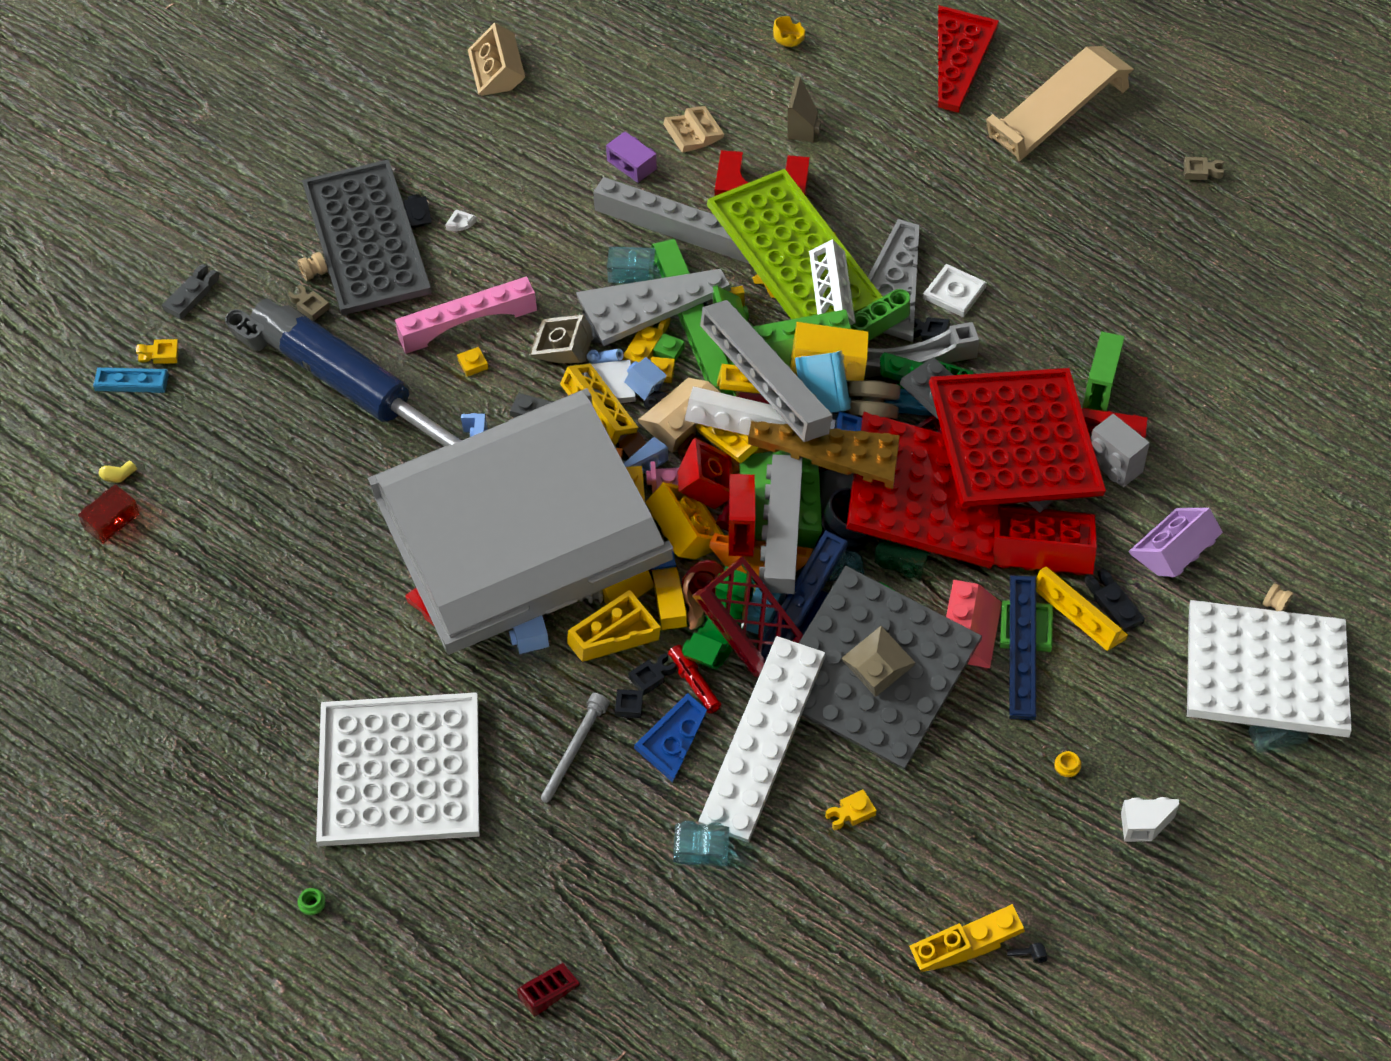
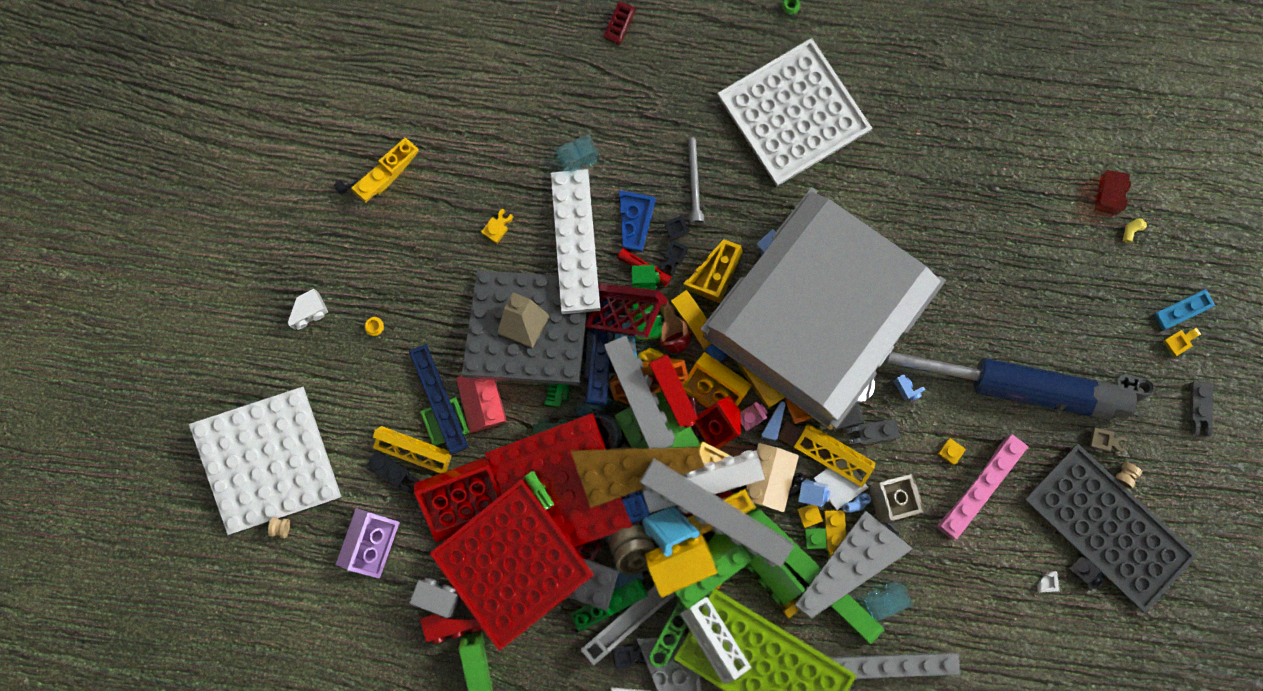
camera: 155 degrees right, 25 degrees up
(949, 487) = (538, 490): none -> bright green axle

